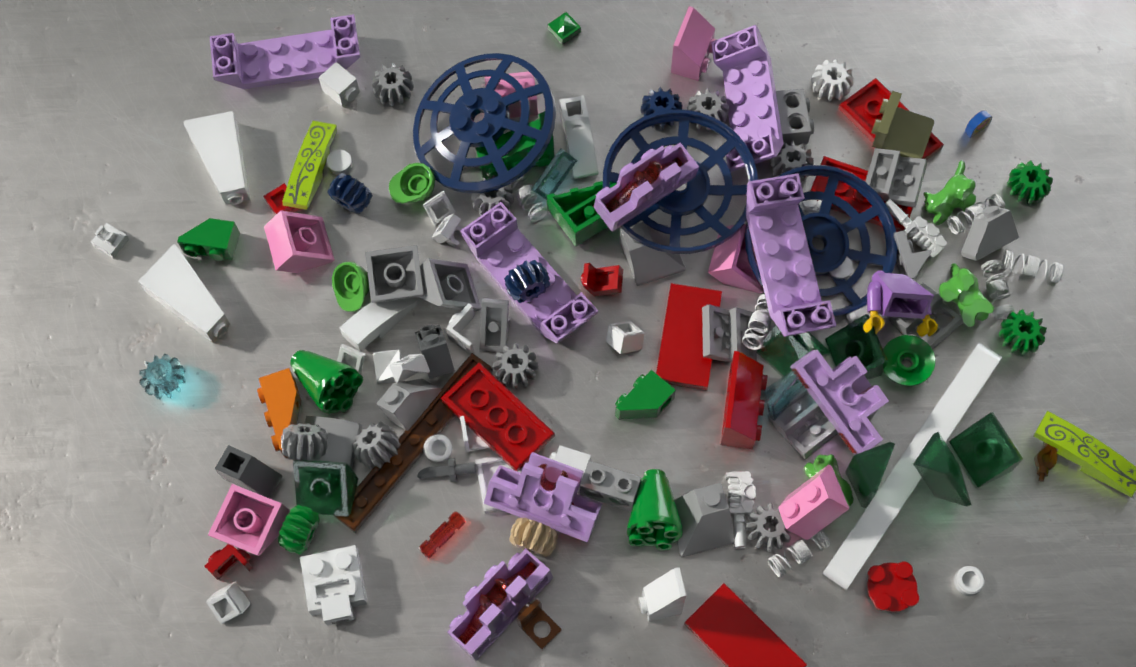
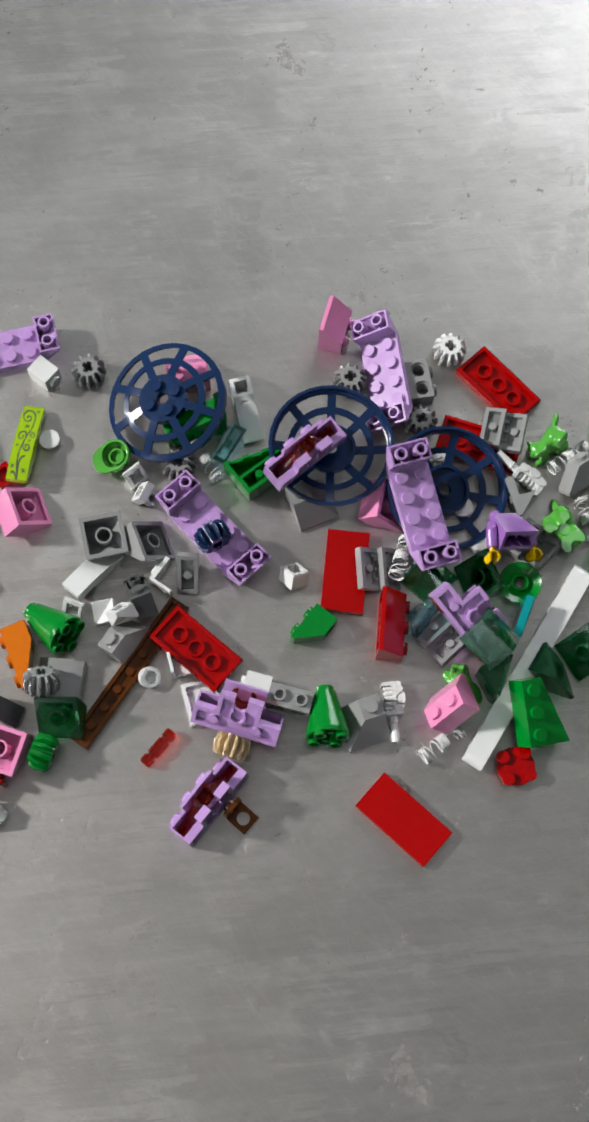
camera: 10 degrees left, 5 degrees up
(334, 584) = (74, 794): white piece -> none
(350, 193) = (61, 467): dark blue gear -> none
(350, 285) = (67, 546): bright green hat -> none
(376, 445) = (99, 678): light grey gear -> none
(451, 470) = (162, 694): dark grey piece -> none
(525, 363) = (216, 605): light grey gear -> none
(564, 28) = (227, 314): green tile -> none
(602, 280) = (273, 529): red bracket -> none
(659, 102) = (312, 374): dark blue gear -> none
(663, 596) = (337, 787): white slope -> none
(766, 537) = (408, 724): light grey gear -> none
(866, 422) = (490, 639): none -> clear green slope
(901, 129) = (507, 390): olive bracket -> none
(906, 405) = (522, 615): none -> teal tile
(920, 521) = (535, 714): none -> green wedge
(969, 580) = (574, 757): white tile -> none
(978, 123) = (570, 378): blue tile -> none

